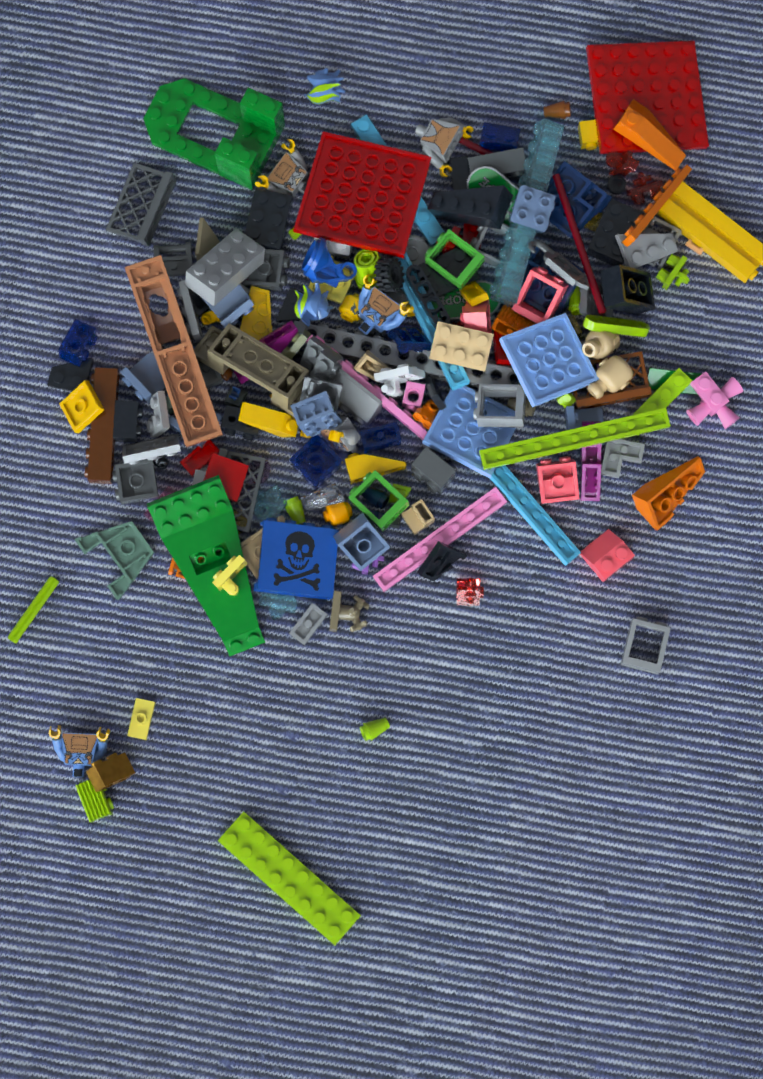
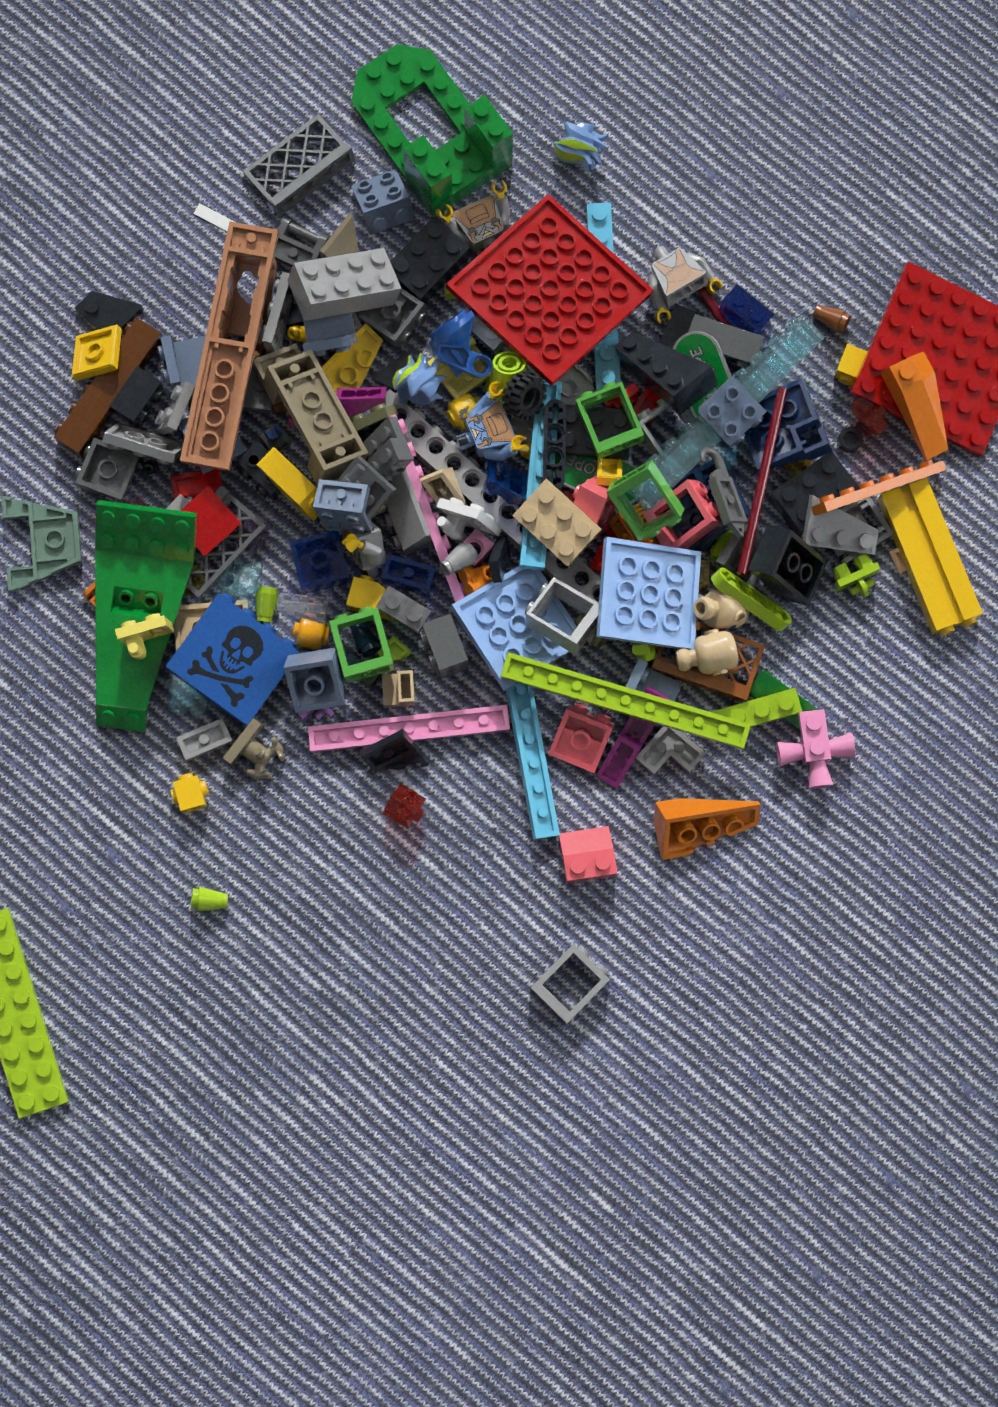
camera: 30 degrees right, 0 degrees up
(74, 342) = (130, 274): clear blue brick -> none
(106, 271) = (212, 217): none -> white sticker
(214, 197) = (383, 201): none -> sand blue bracket
(320, 665) = (189, 793): none -> yellow brick
(392, 462) = (403, 609): none -> flat silver plate
(409, 406) = (459, 558): none -> light grey cone
(496, 289) = (634, 478): none -> bright green window
(637, 193) = (867, 462): clear red hips -> none

